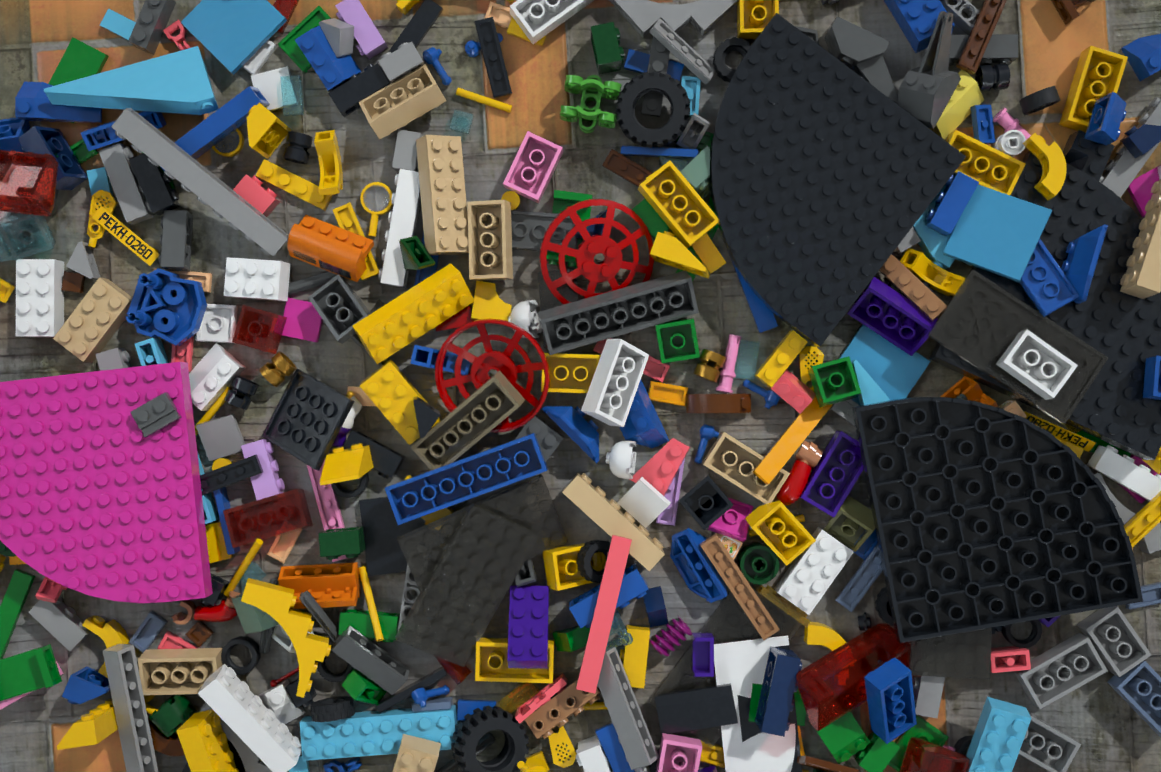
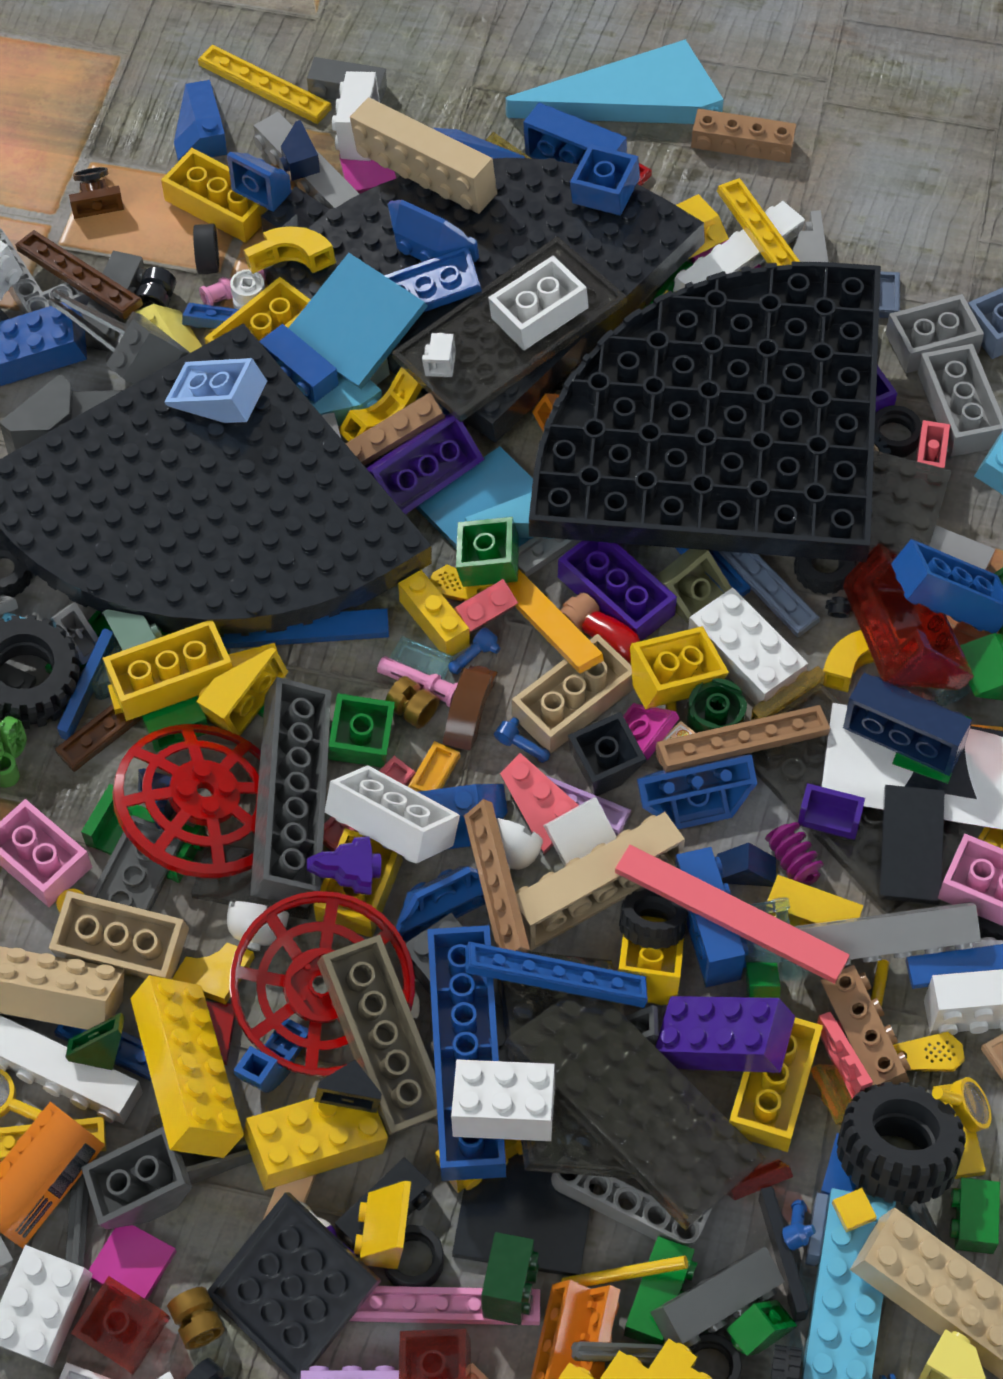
camera: 75 degrees left, 30 degrees down
(428, 516) = (503, 1100): none -> white brick
(439, 728) = (854, 1210): none -> yellow tile
(529, 518) = (556, 974): none -> blue tile
(570, 369) = (350, 865): none -> dark purple rock
(584, 463) = (495, 878): none -> medium nougat plate
(897, 160) = (218, 389): none -> light blue slope
(974, 306) = (439, 355): none -> white brick

